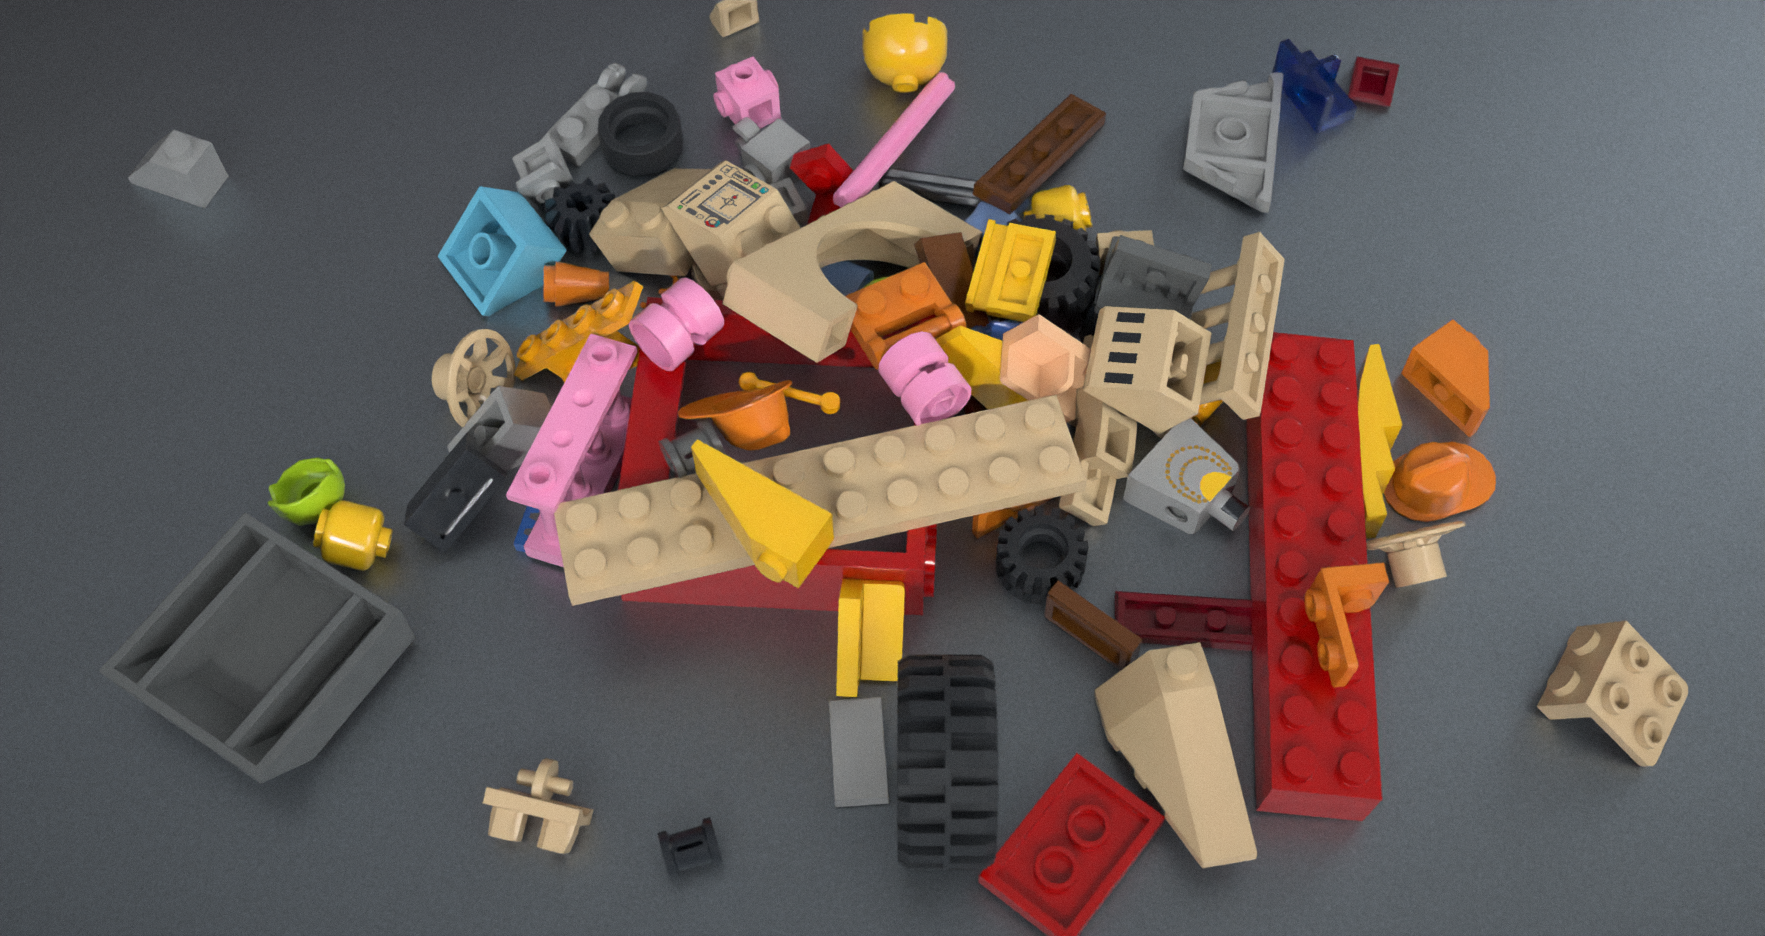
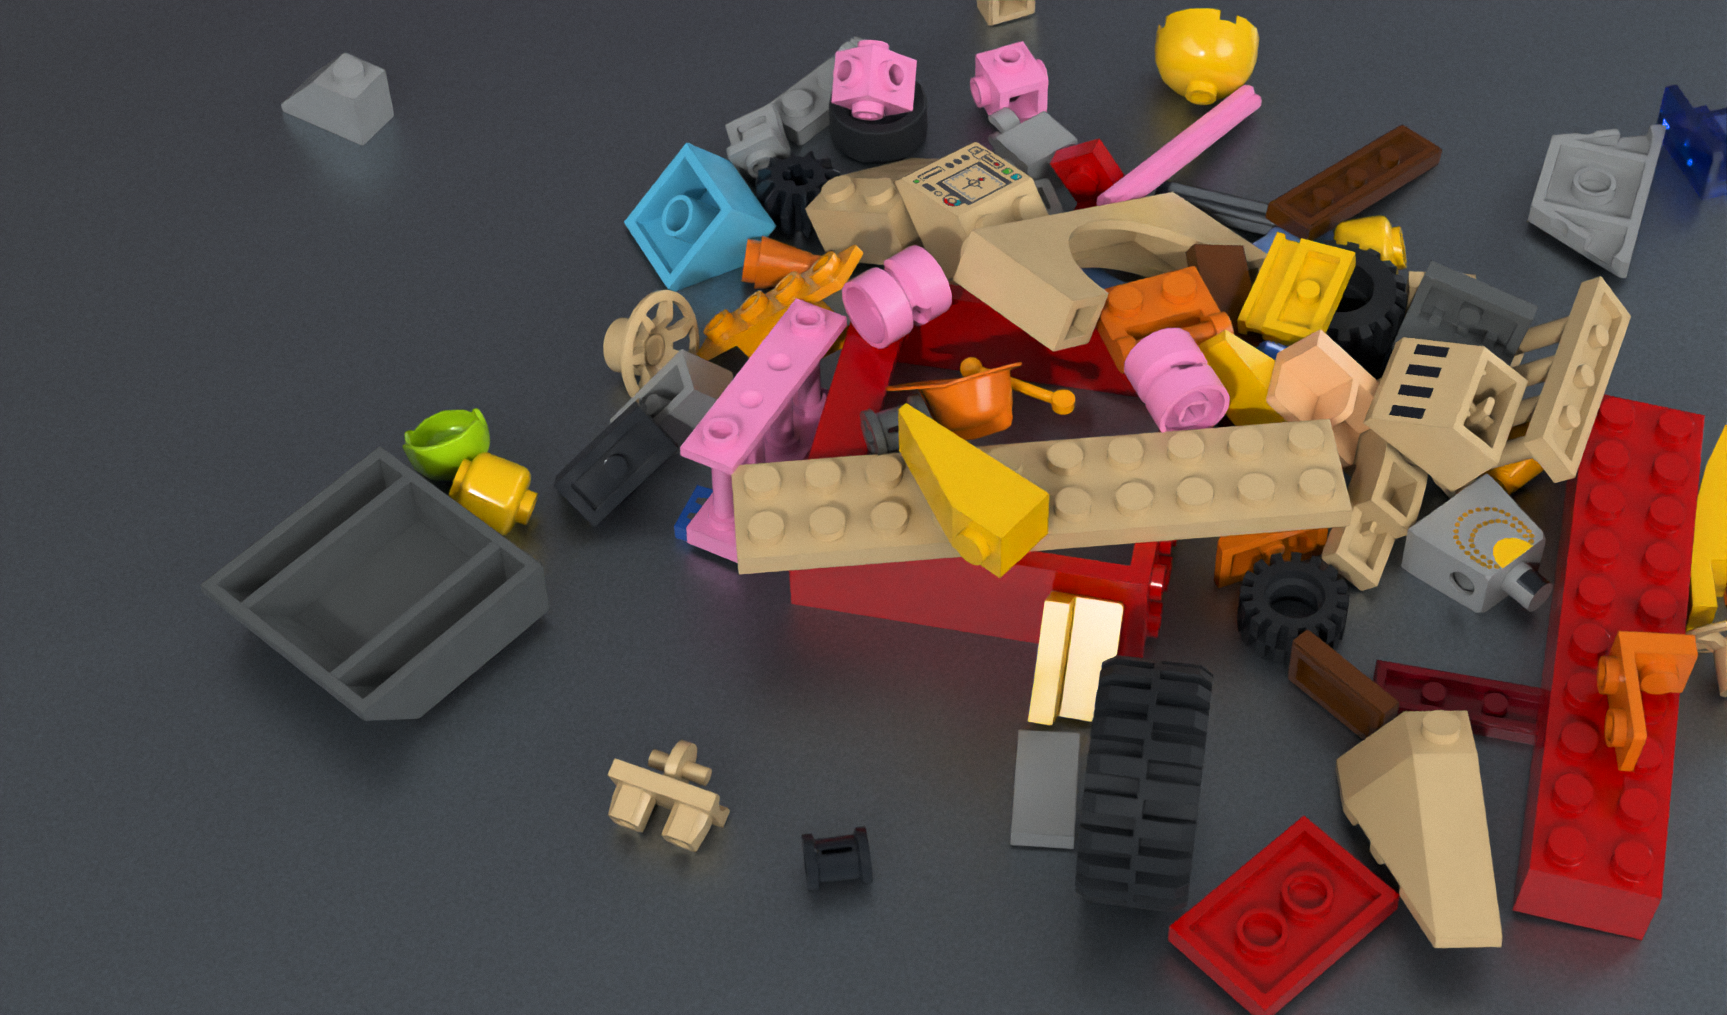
camera: 10 degrees right, 10 degrees down
(623, 108) = (873, 80): none -> bright pink brick

